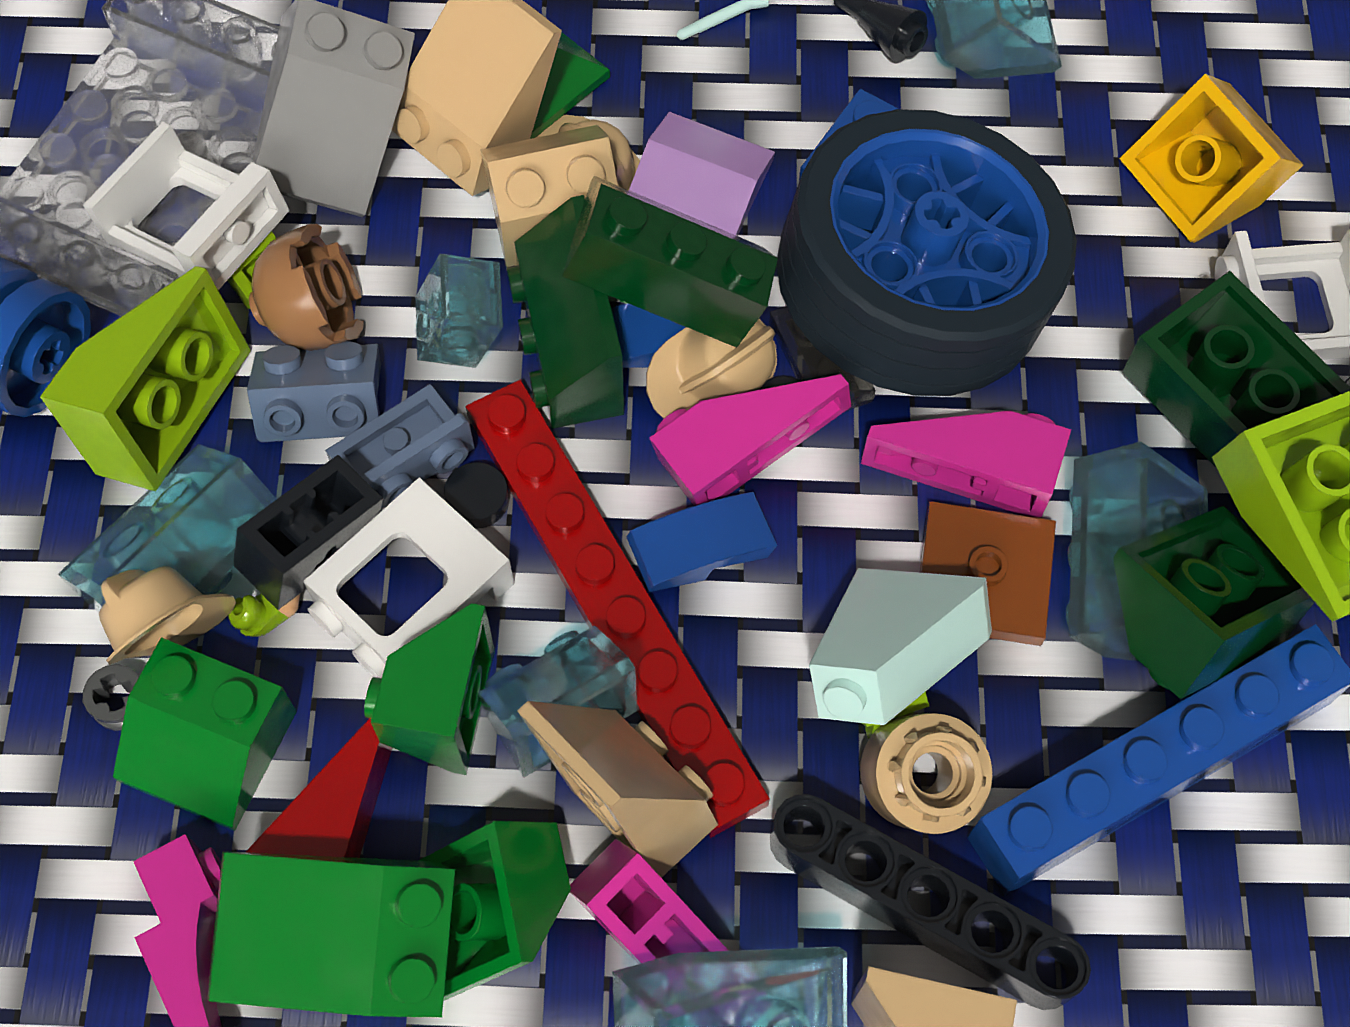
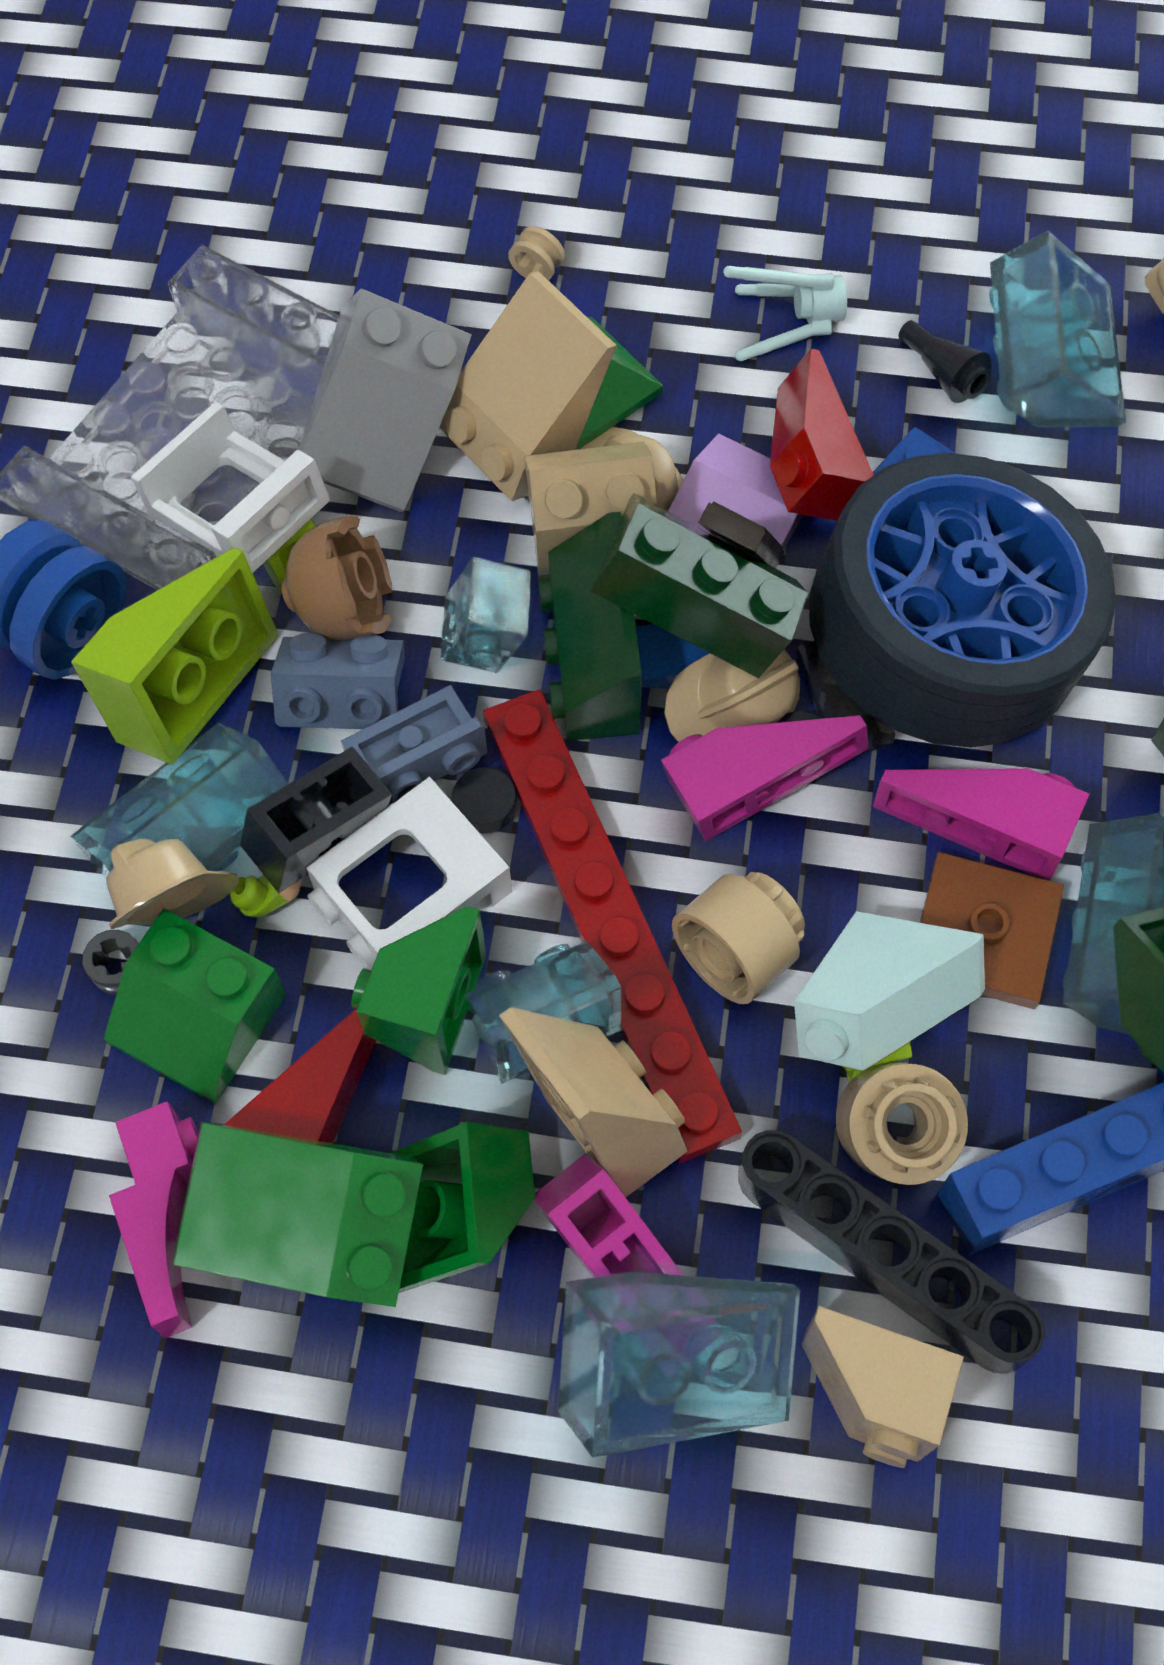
camera: 10 degrees right, 0 degrees up
(699, 539) = (682, 868): blue slope -> none
(705, 205) = (741, 533): none -> dark brown tile
(746, 603) = (740, 934): none -> tan piece
(765, 113) = (814, 443): none -> slope

